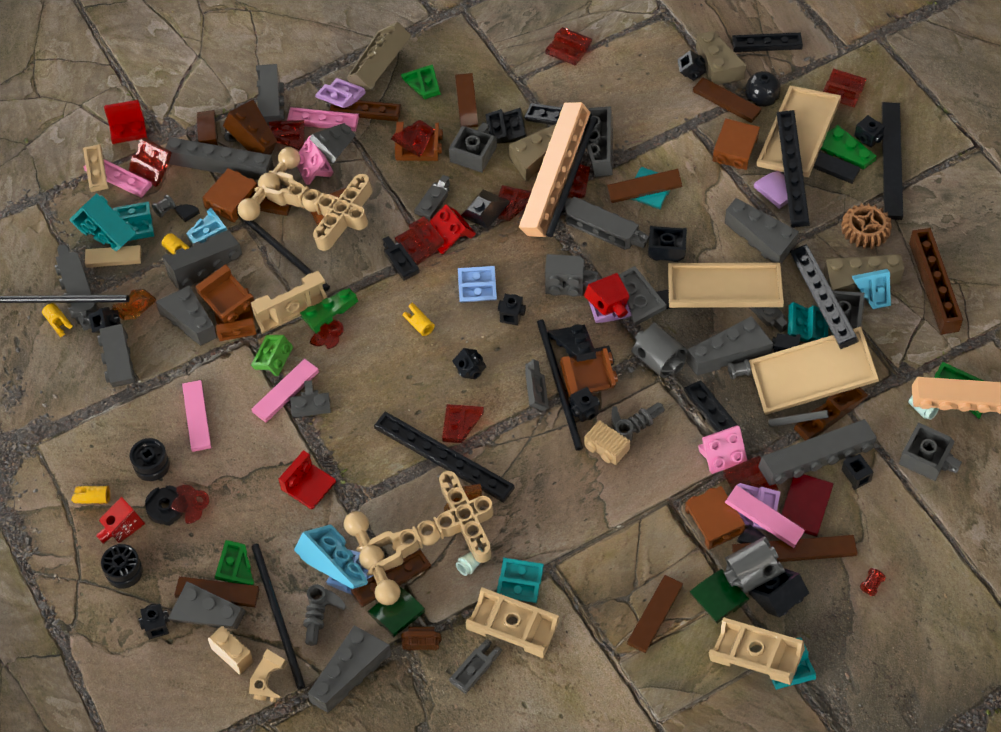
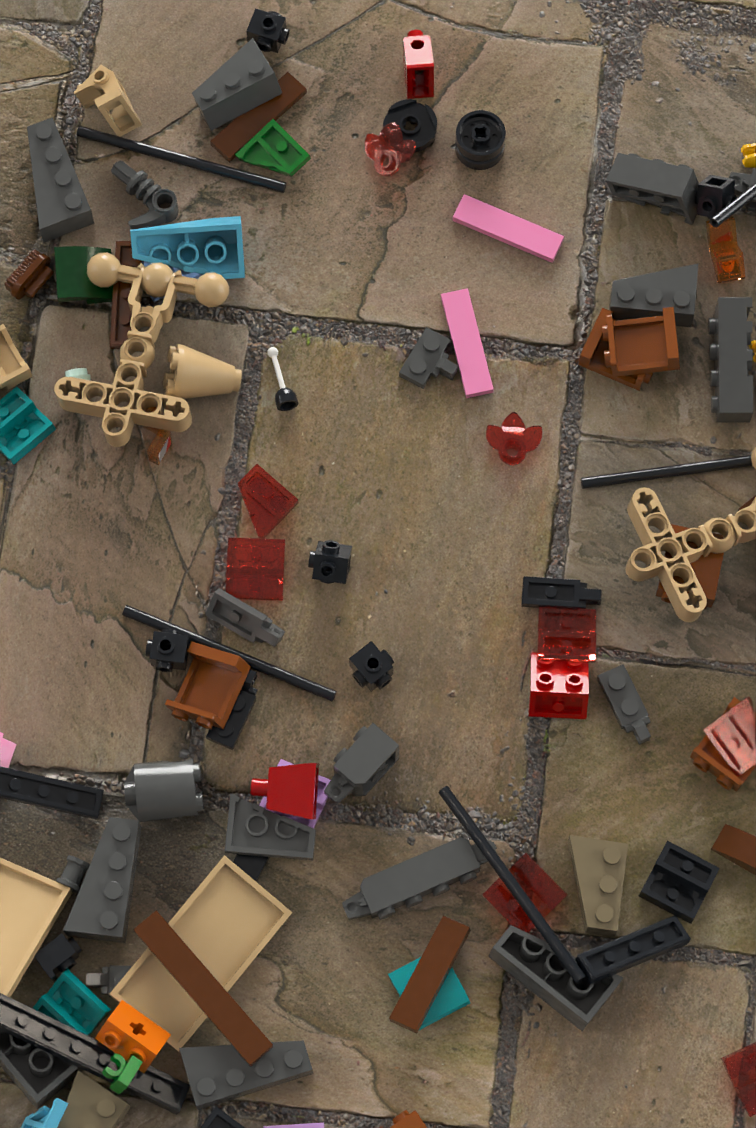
camera: 125 degrees right, 15 degrees up
(91, 495) = (482, 62): yellow hinge -> none
(121, 566) = (362, 37): black wheel -> none
(231, 650) = (171, 84): tan brick -> none
(272, 354) = (527, 357): bright green bracket -> none
(287, 306) = (579, 450): tan piece -> none
(306, 481) = (317, 285): red bracket -> none
(323, 312) = (544, 458): green wing -> none
(390, 453) = (285, 397): none -> black hinge
(414, 501) = (198, 374): none -> tan cone
(419, 320) = (447, 552): yellow hinge -> none
(444, 456) = (236, 455): black tile -> none
(473, 147) = (663, 821): dark grey hinge -> none
(477, 284) = (448, 661): light blue slope -> none
(485, 208) = (553, 745): black slope -> none
(502, 400) = (255, 568): none -> clear red slope
(518, 200) = (542, 791): clear red wing -> none
(554, 169) = (537, 869): light nougat brick -> none
(575, 341) = (262, 704): black wing -> none
(606, 443) = (101, 639): tan brick -> none
(637, 422) = (99, 689): dark grey piece -> none
(667, 243) = (322, 935): black slope -> none
(742, 262) = (203, 988): none -> reddish brown tile
(793, 278) = (132, 1033): none -> orange brick
(815, 263) = (124, 1073): none -> green tile

